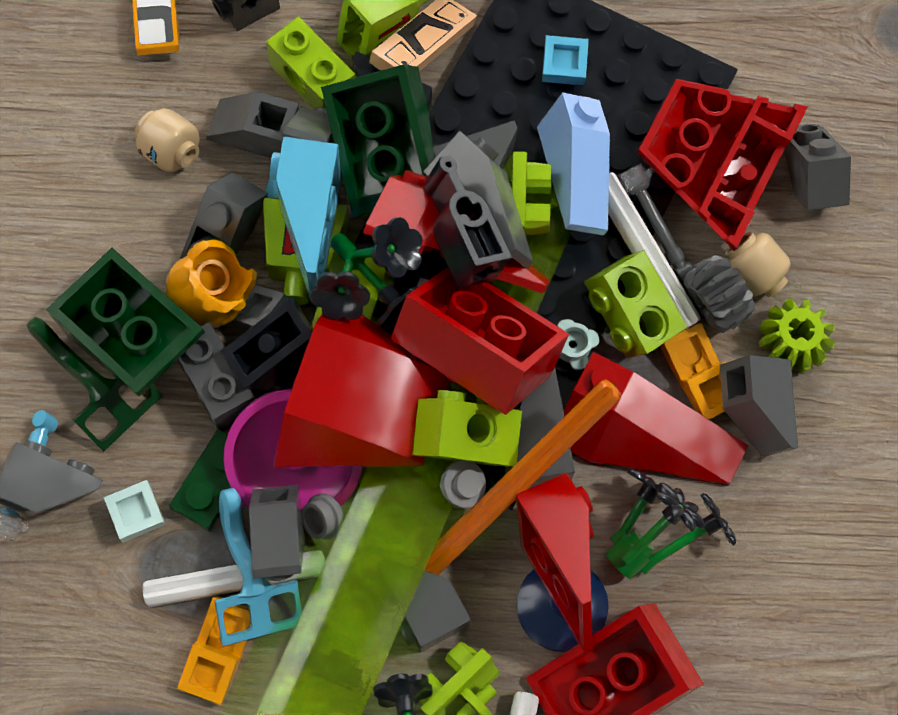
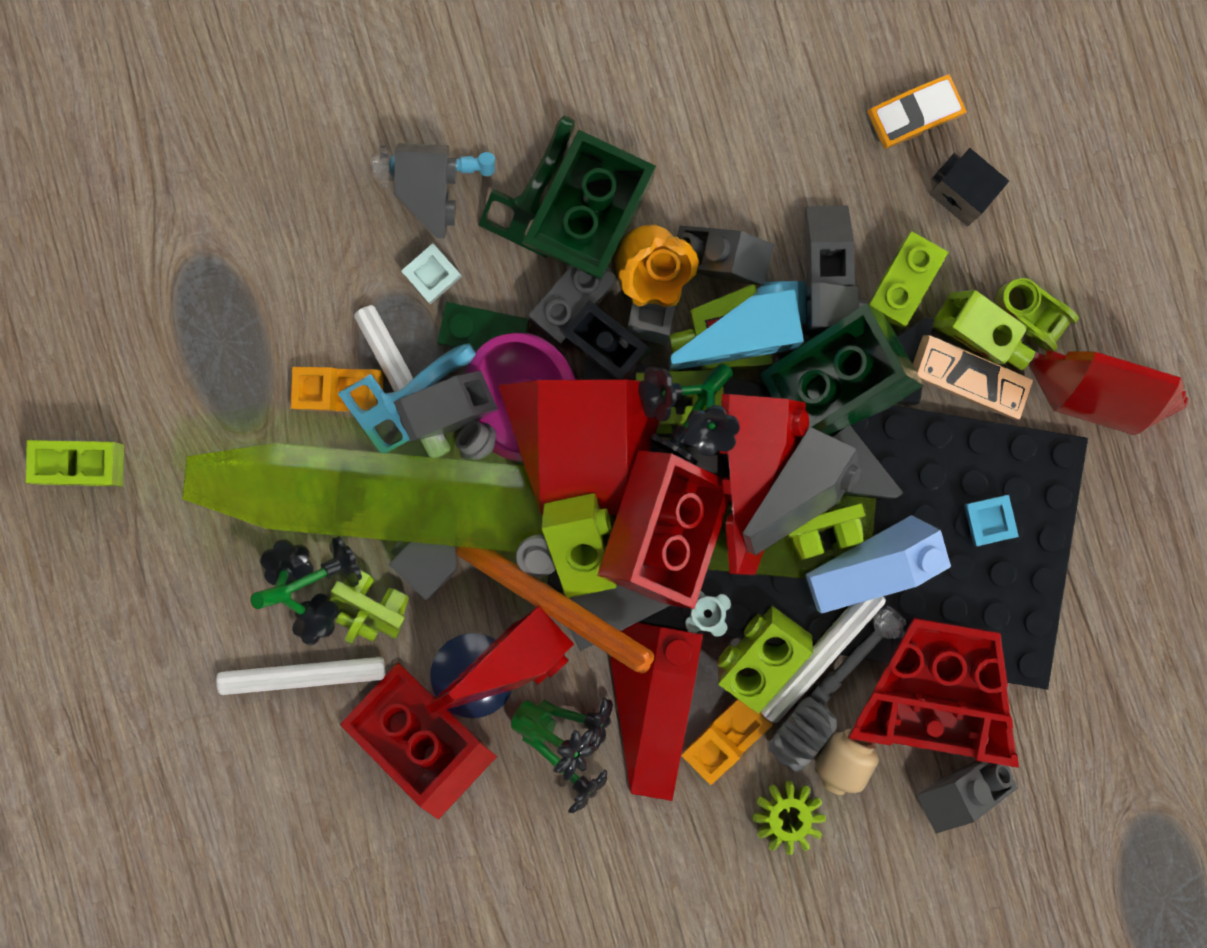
camera: 75 degrees right, 15 degrees up
(167, 140) = (788, 172): tan head -> none
(465, 228) = (741, 498): black piece -> none
(761, 401) = (711, 801): dark grey slope -> none

